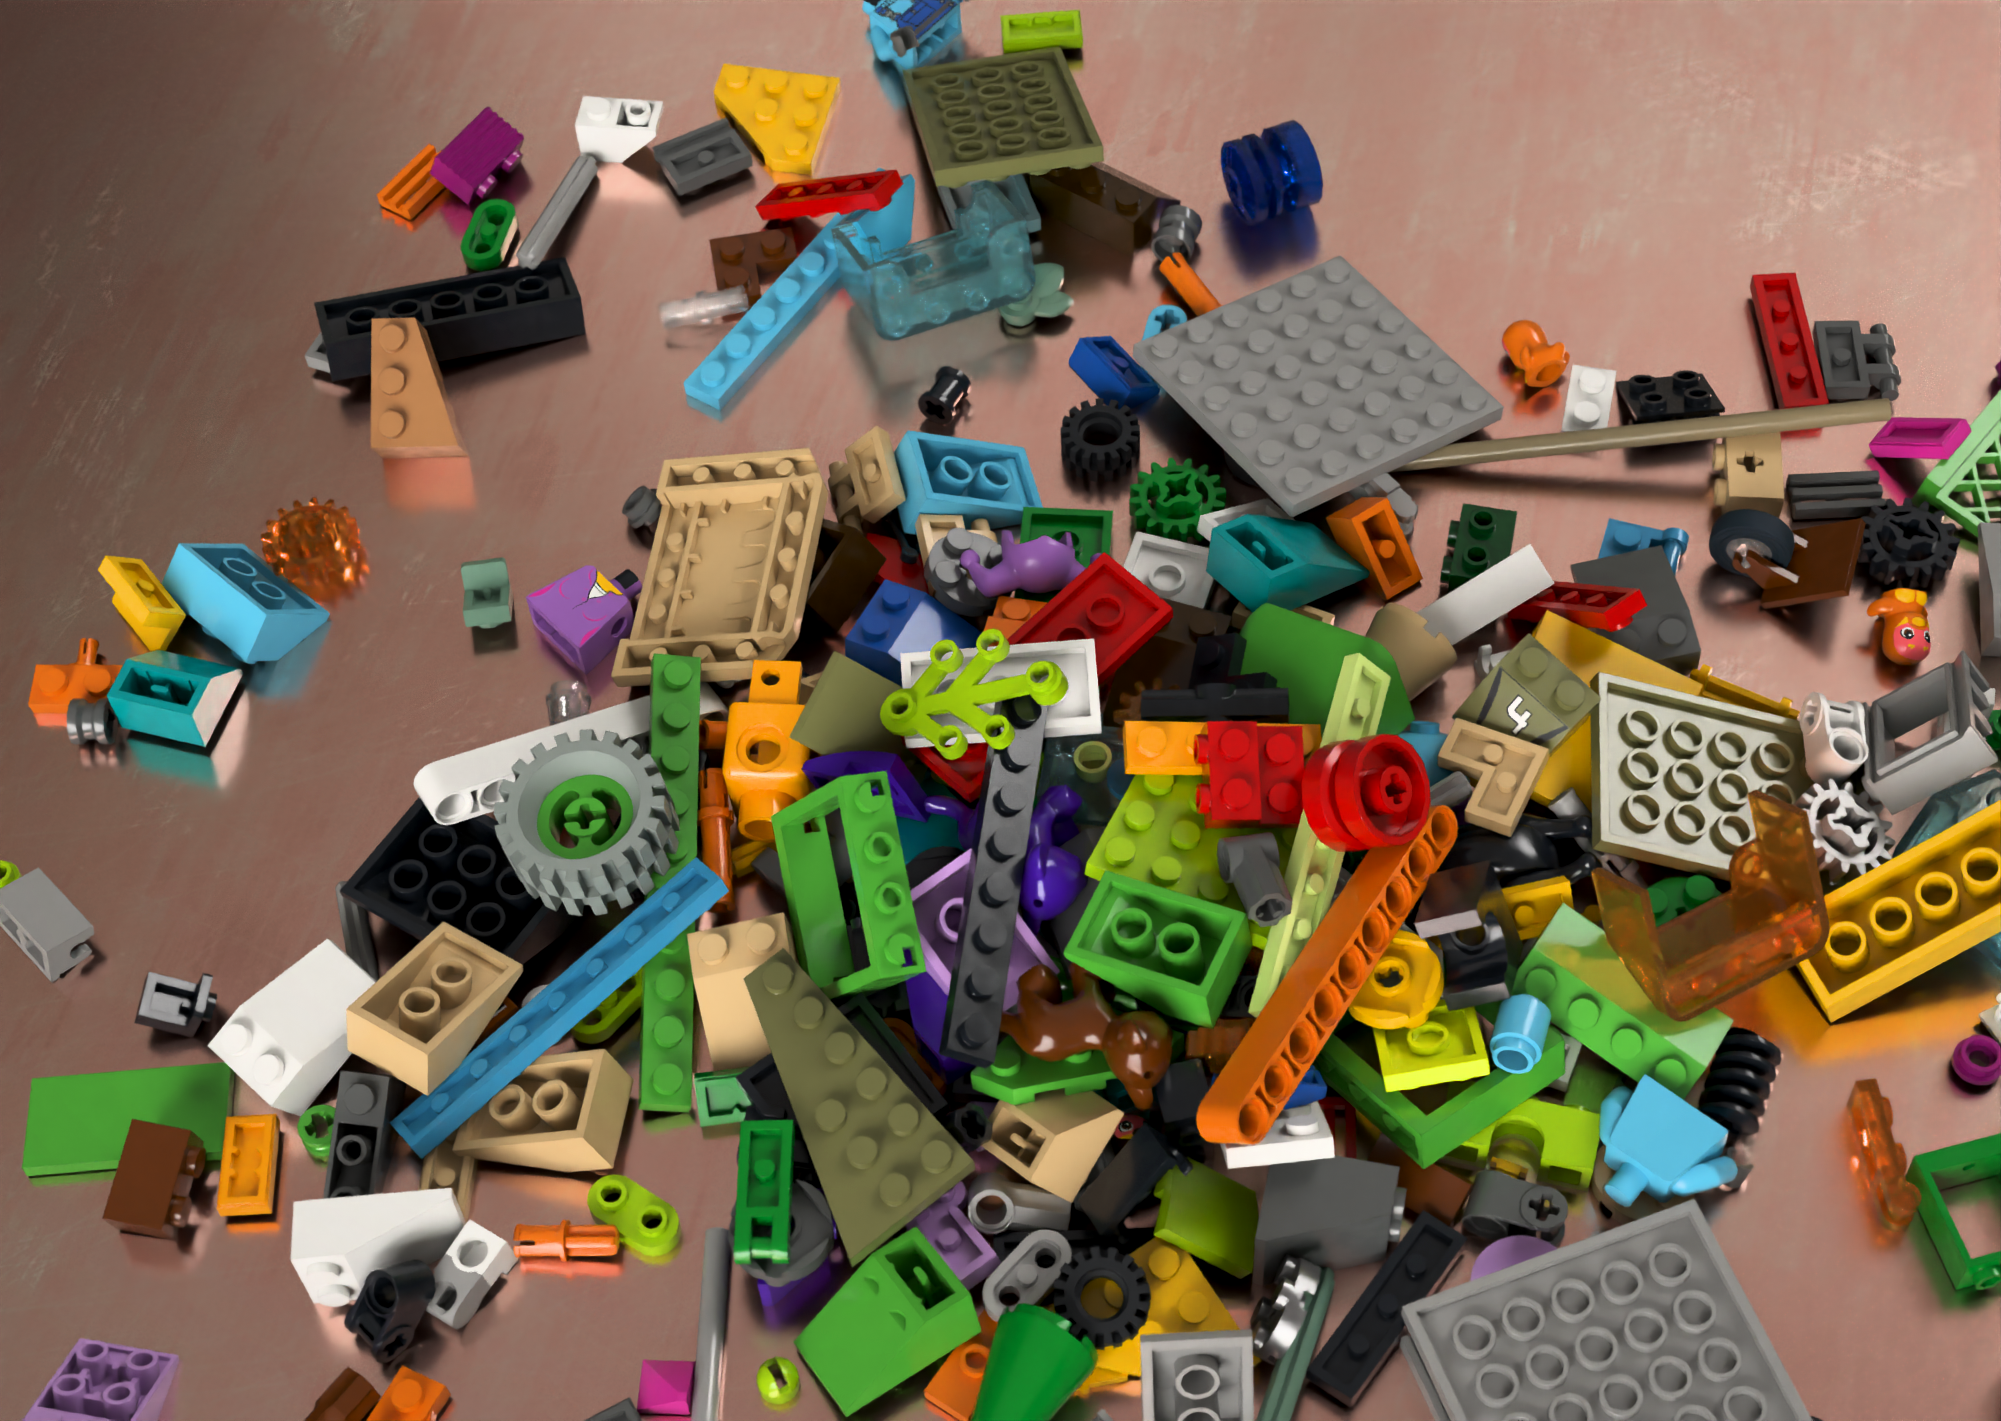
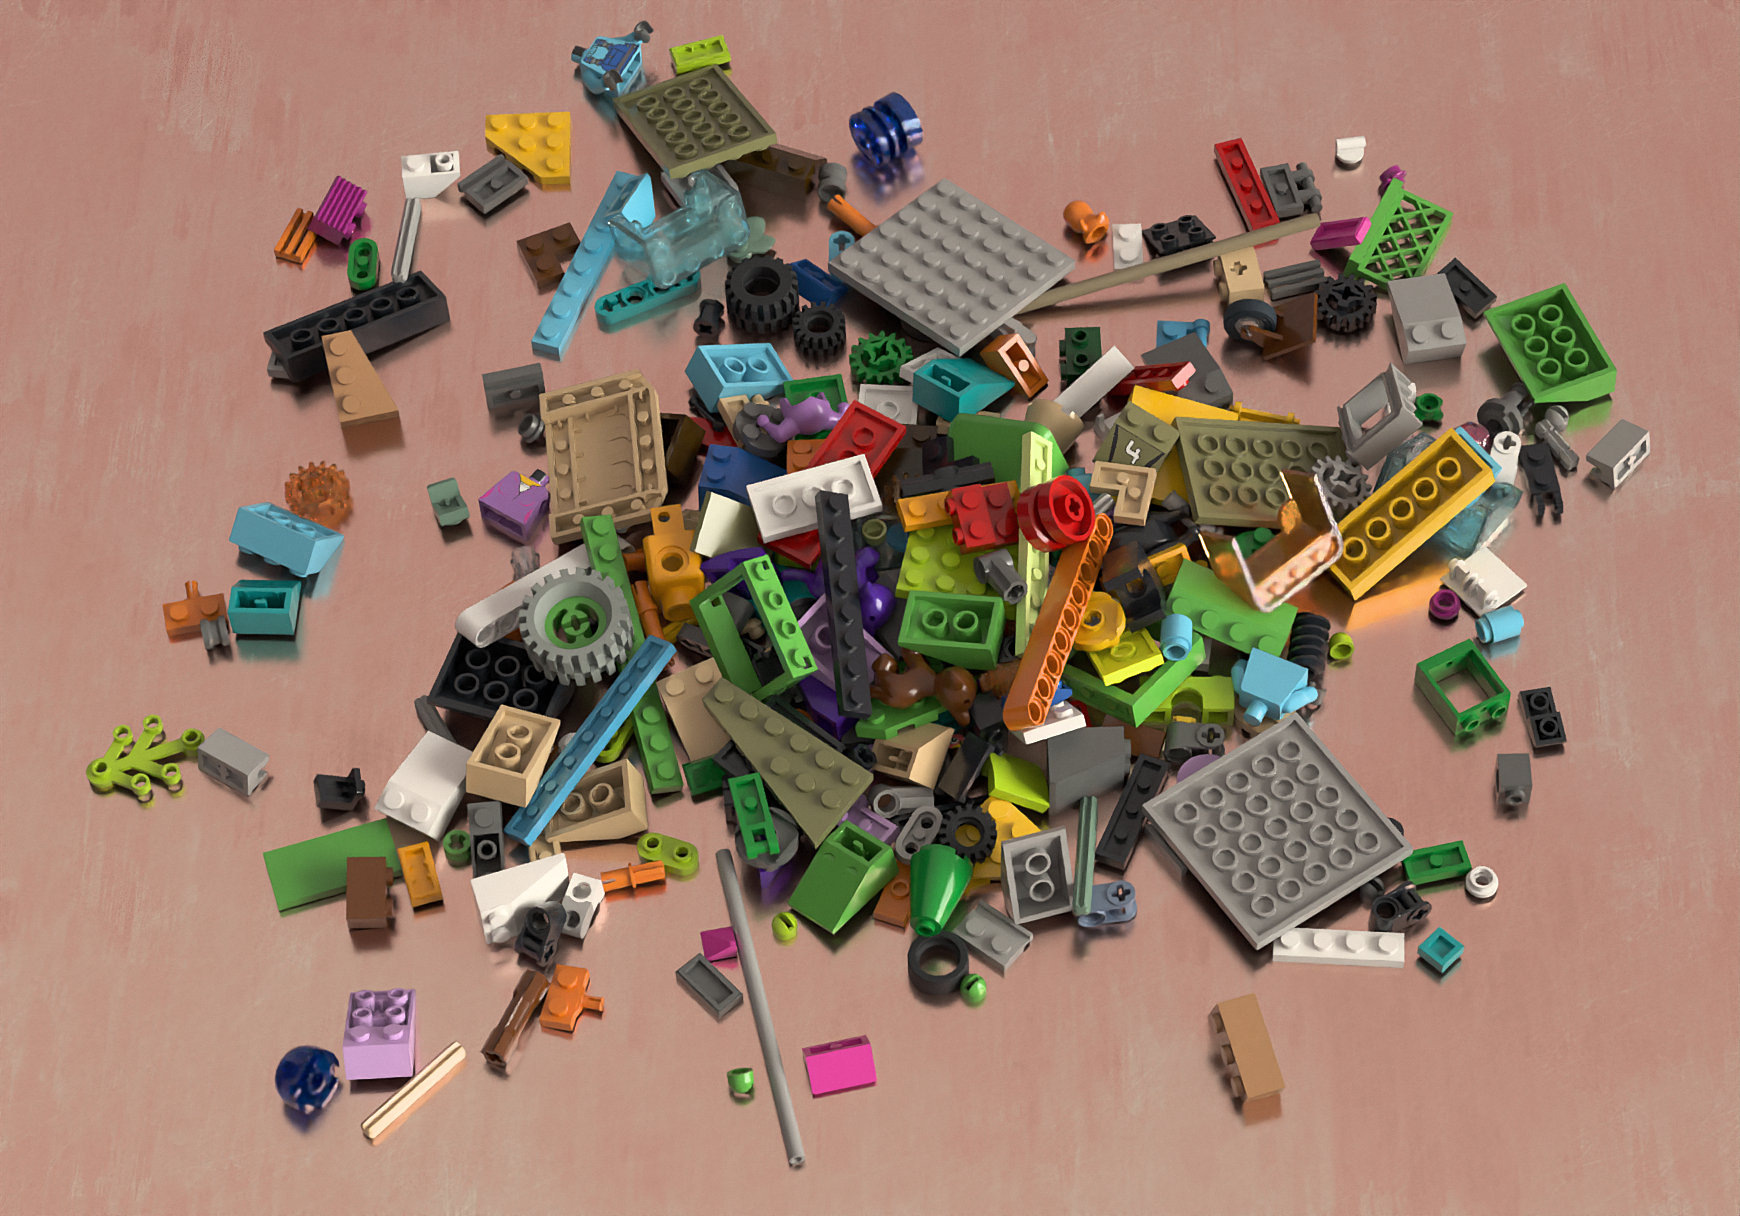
camera: 15 degrees left, 0 degrees up
(142, 601) = (221, 551): yellow panel -> none
(633, 440) = (513, 385): none -> dark grey plate
(704, 307) = (529, 287): clear pin -> none
(830, 195) = (594, 197): red plate -> none
(870, 355) = (649, 297): none -> teal beam
(871, 475) = (681, 379): tan plate -> none
(966, 694) = (797, 502): lime plant -> none
(1029, 348) = (759, 276): none -> black tyre
(1280, 1318) = (1075, 817): flat silver plate -> none
(1792, 1095) = (1340, 646): none -> lime hinge
(1832, 738) = (1323, 431): white piece -> none
(1882, 1157) = (1398, 669): clear orange plate -> none
(1906, 625) = (1354, 354): animal -> none
(1958, 316) = (1350, 149): none -> white plate

